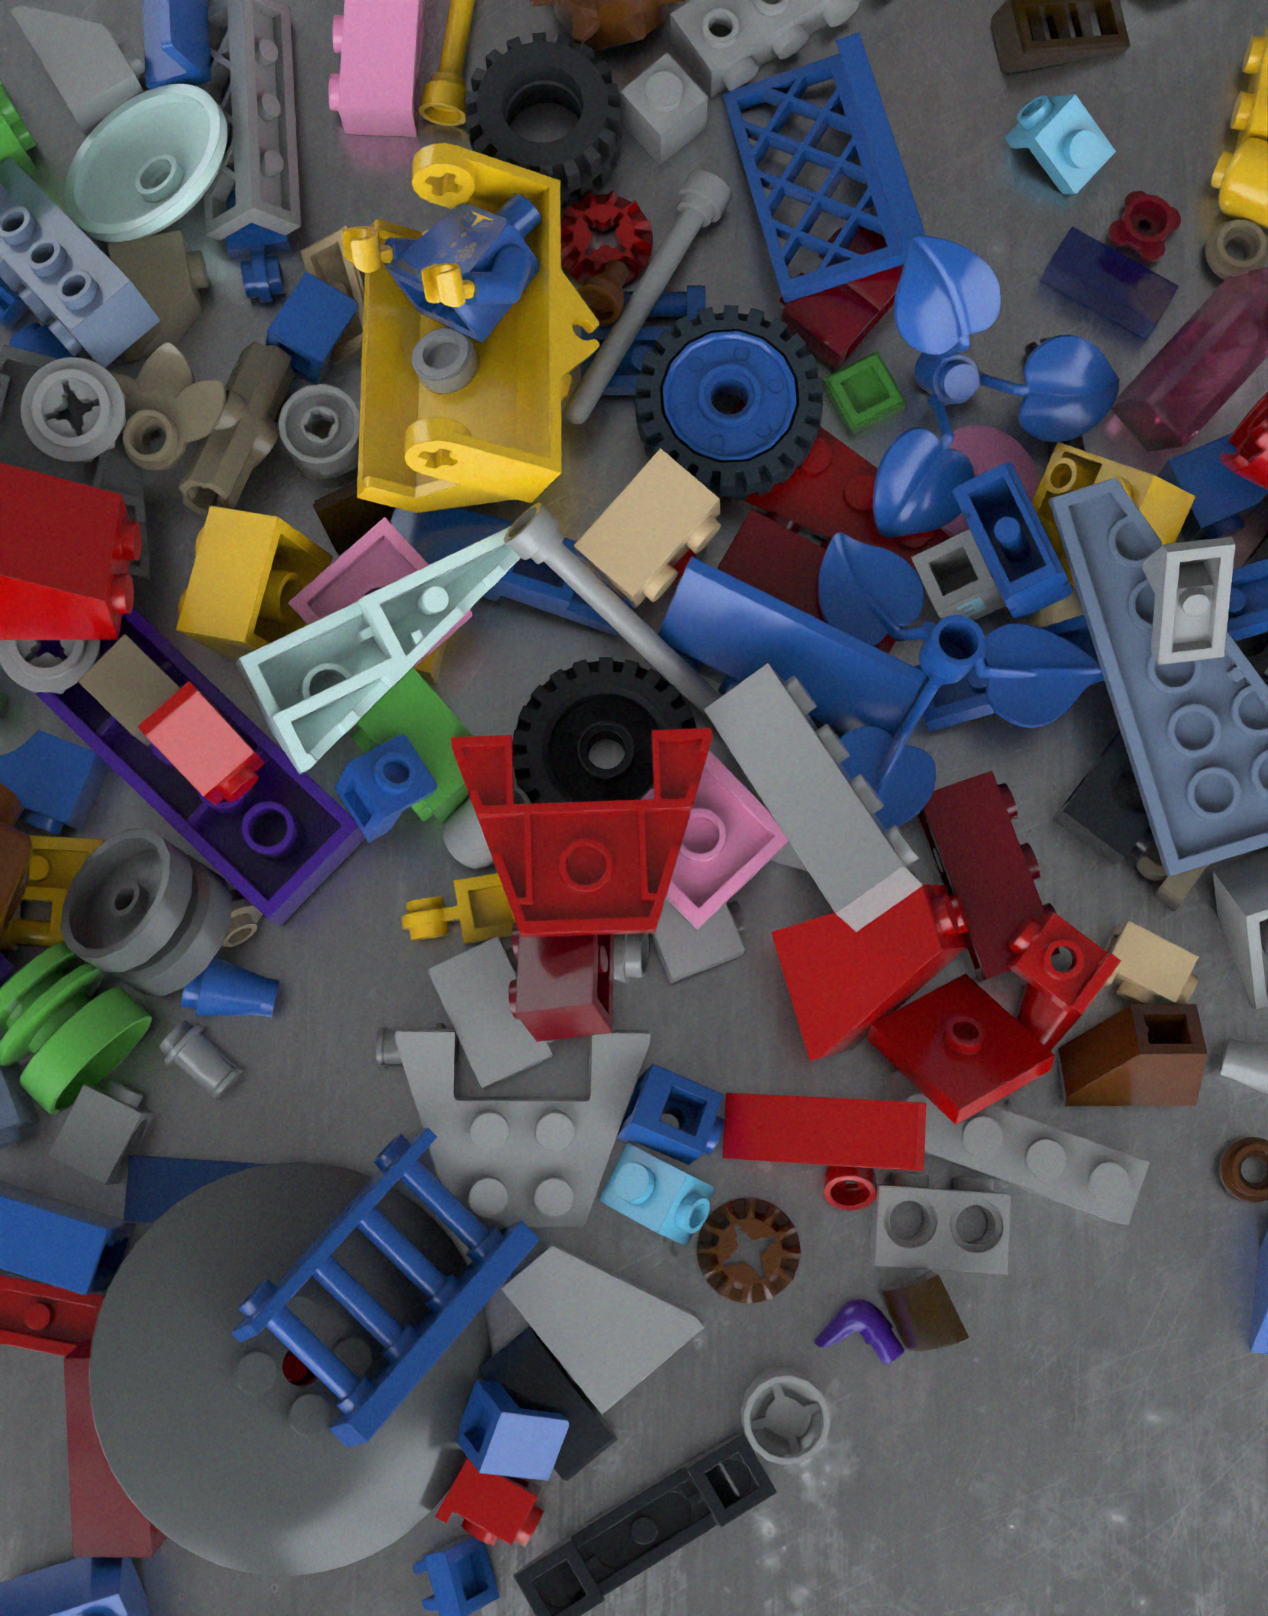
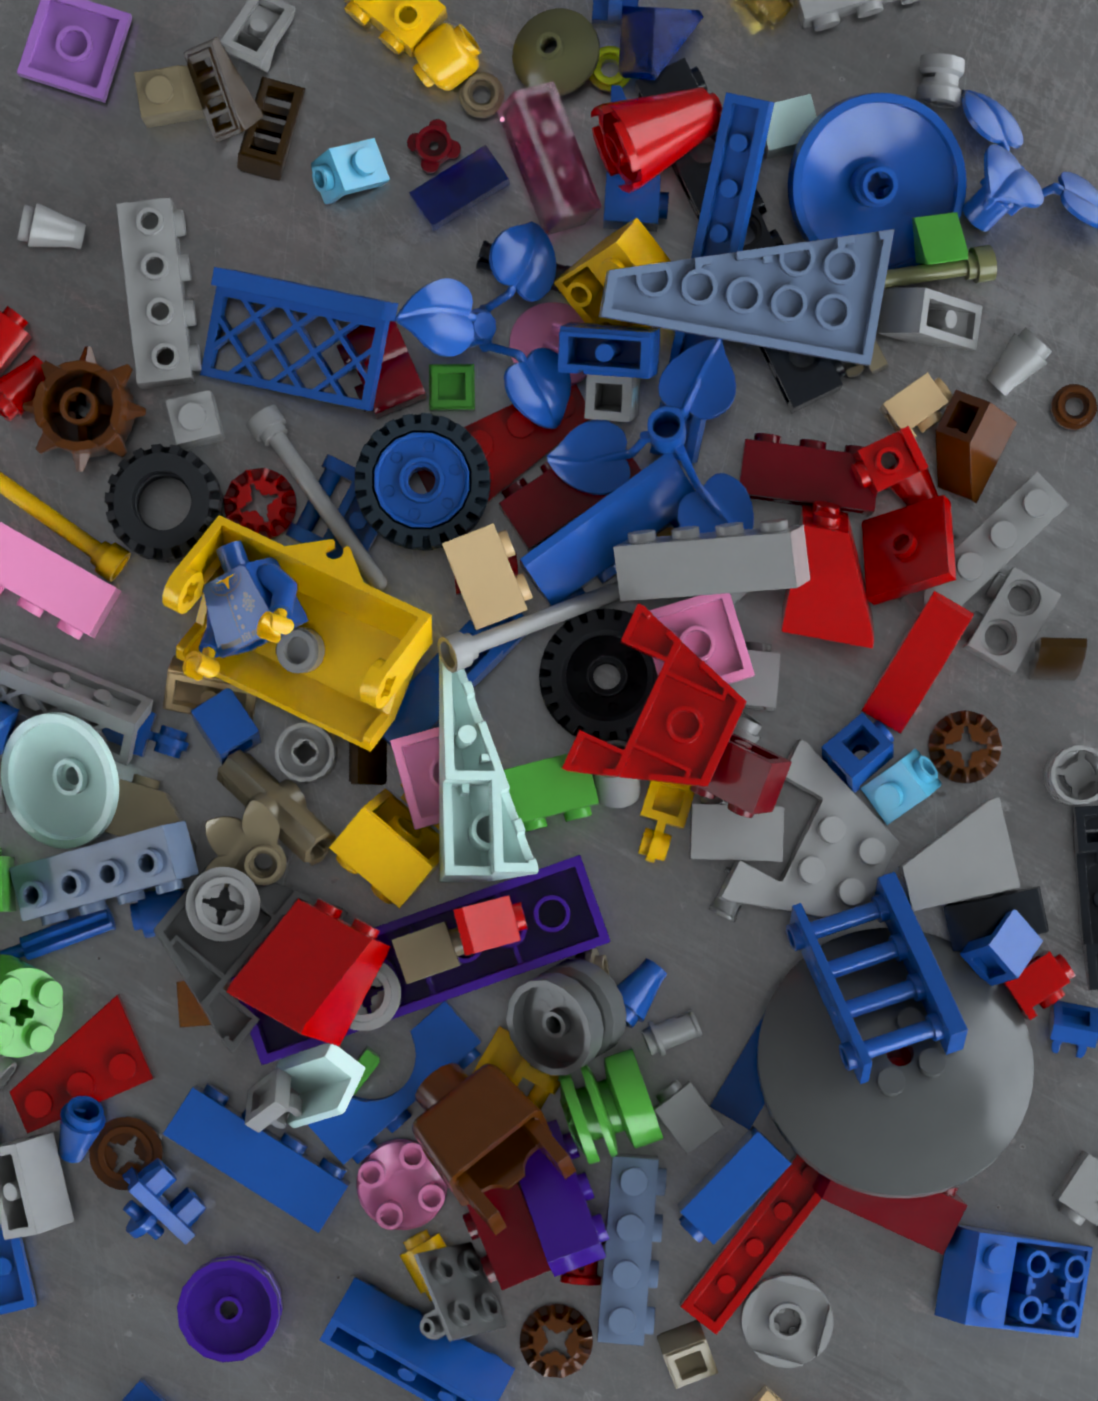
camera: 60 degrees left, 5 degrees up
(383, 785) = (568, 825): blue bracket -> none
(604, 292) = (305, 525): reddish brown piece -> none
(849, 1195) = (963, 665): red hinge -> none
(869, 1322) = (1048, 694): dark purple animal -> none
(1190, 599) = (713, 269): light grey slope -> none

